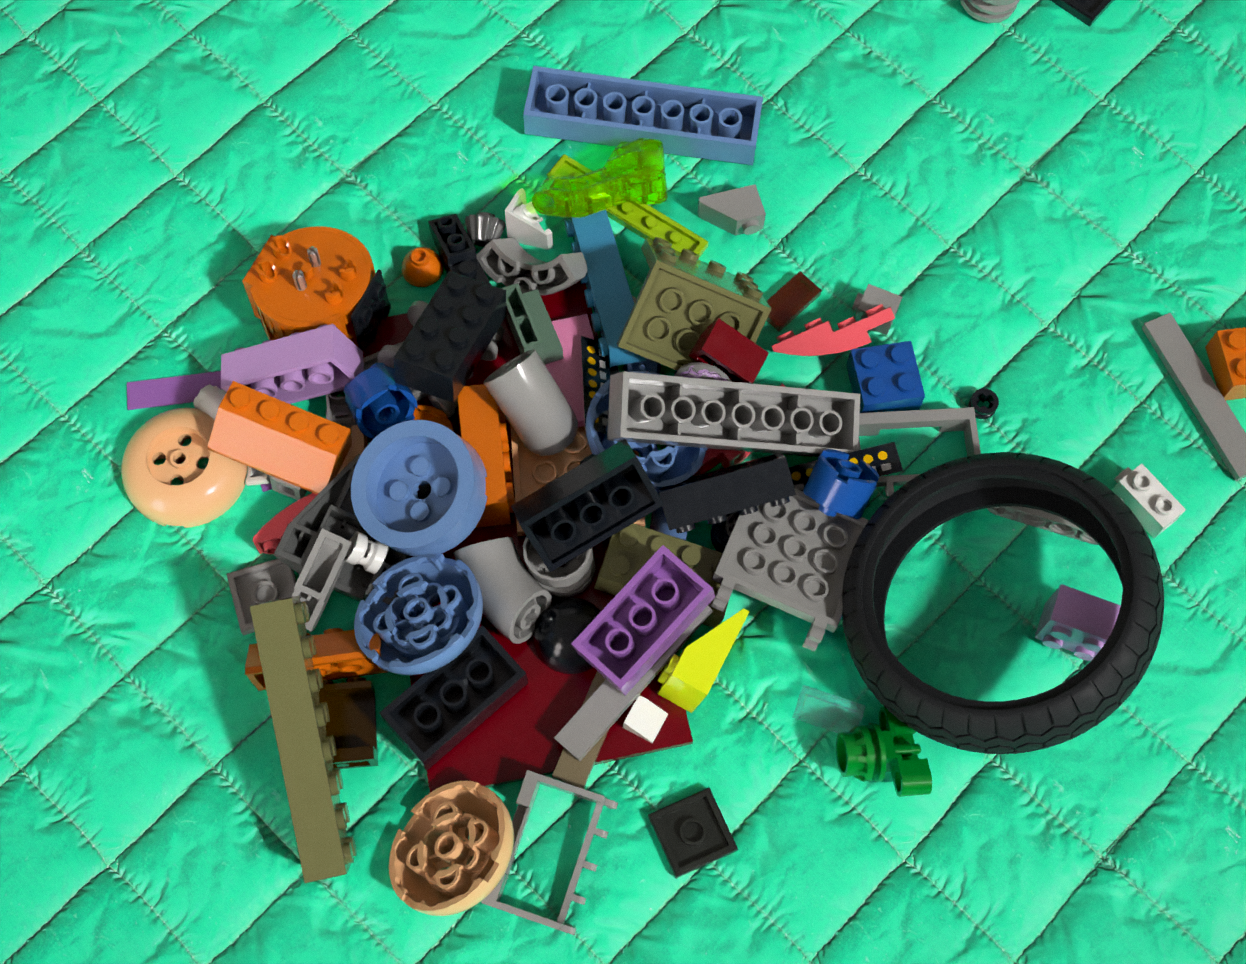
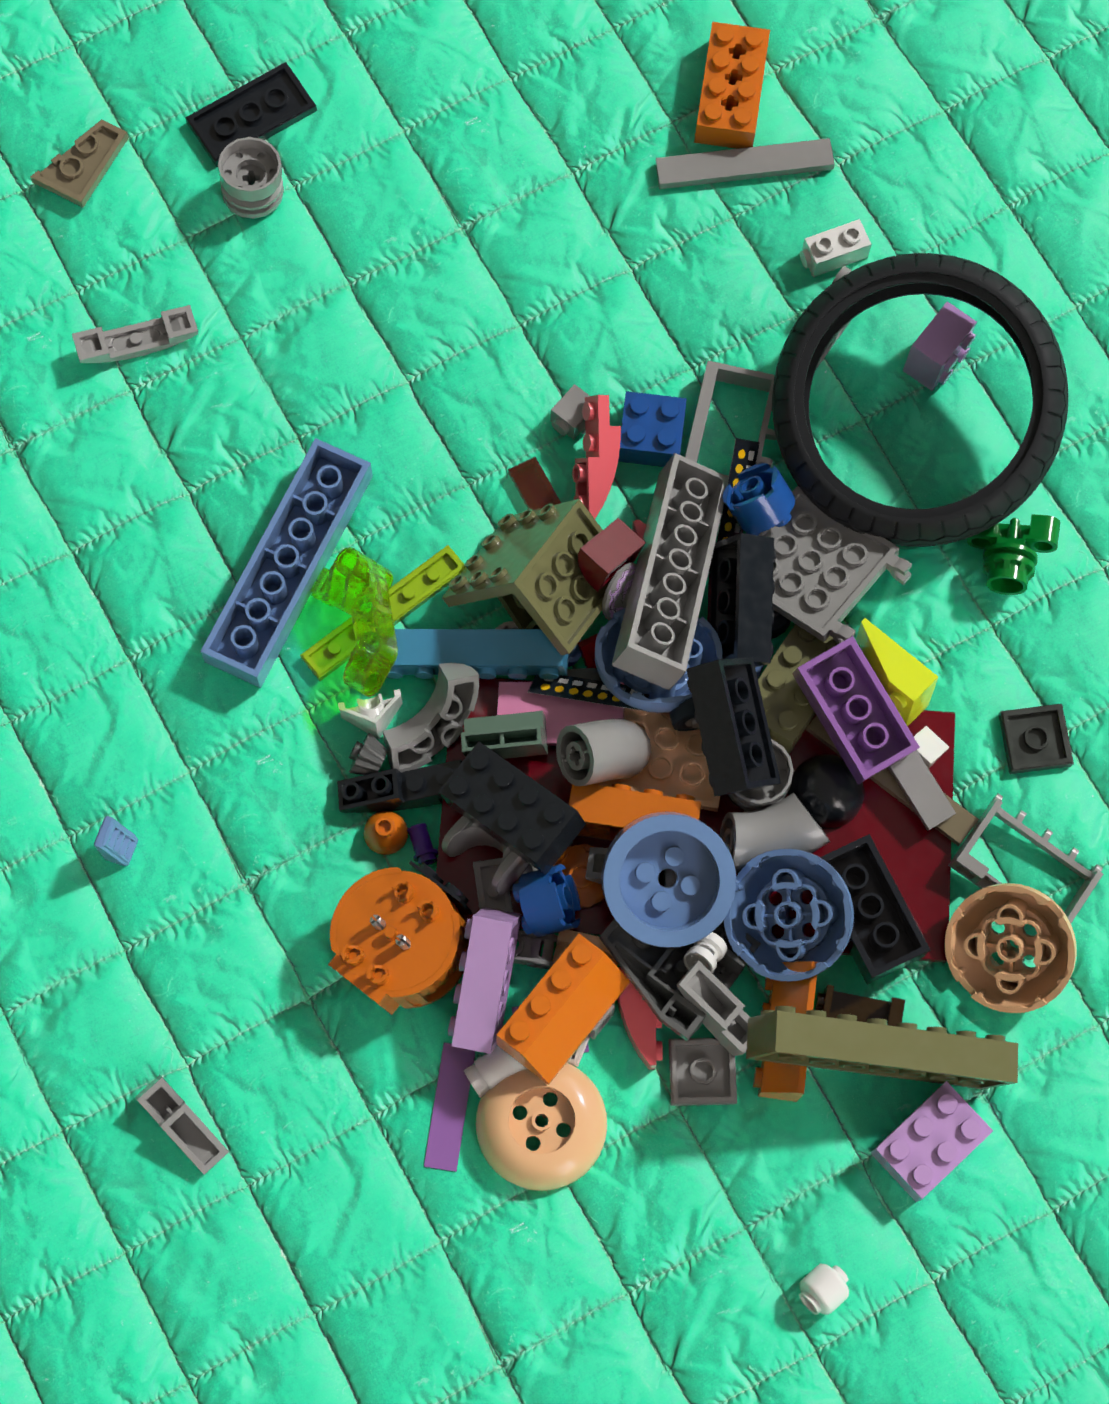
camera: 75 degrees left, 5 degrees up
(74, 756) = (824, 1289): none -> white head
(119, 180) = (181, 1124): none -> light grey slope
(239, 823) = (931, 1142): none -> lavender brick
(348, 60) = (115, 842): none -> medium blue slope
(422, 293) = (422, 844): none -> dark purple pin
(734, 210) = (424, 507): light grey slope -> none
(827, 710) = (956, 587): clear light blue tile -> none
(984, 395) = (699, 343): black bush -> none

